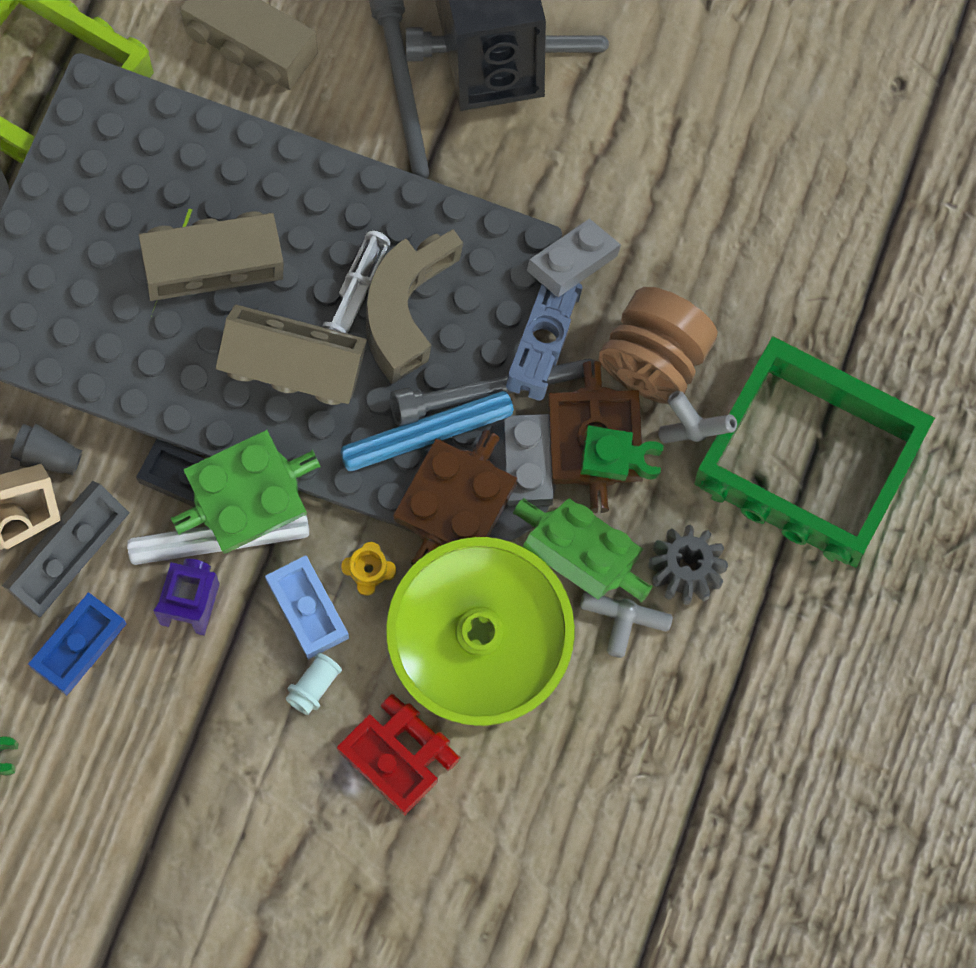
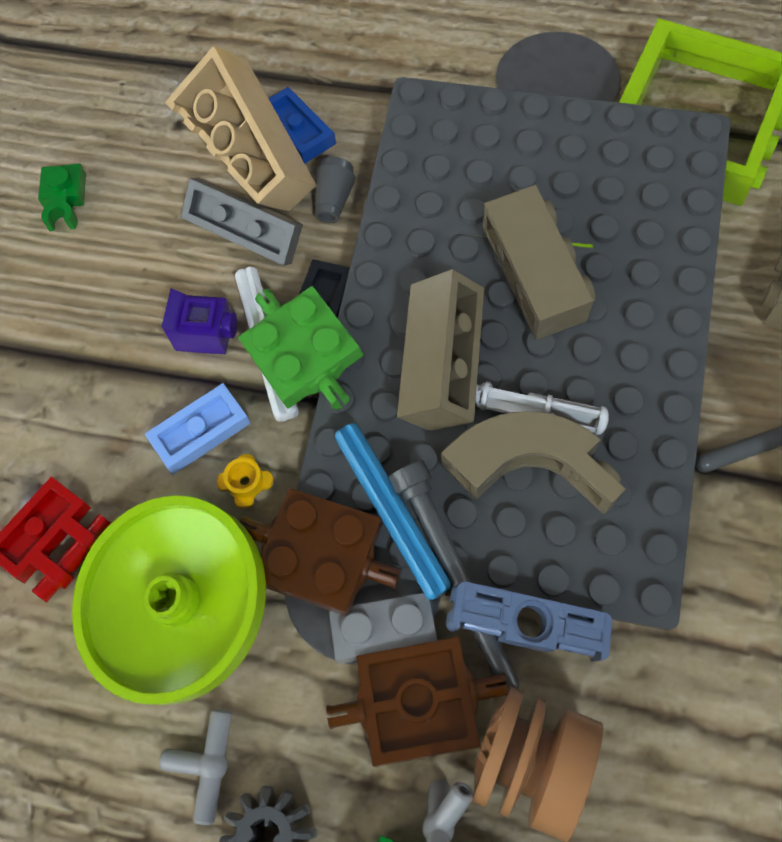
camera: 90 degrees right, 5 degrees down
(77, 644) = (155, 247): blue plate -> none
(313, 684) = (110, 442): light aqua pin -> none
(573, 257) = (639, 645): light grey plate -> none
(583, 548) = (269, 703): bright green plate -> none
(611, 454) = (389, 721): green plate -> none

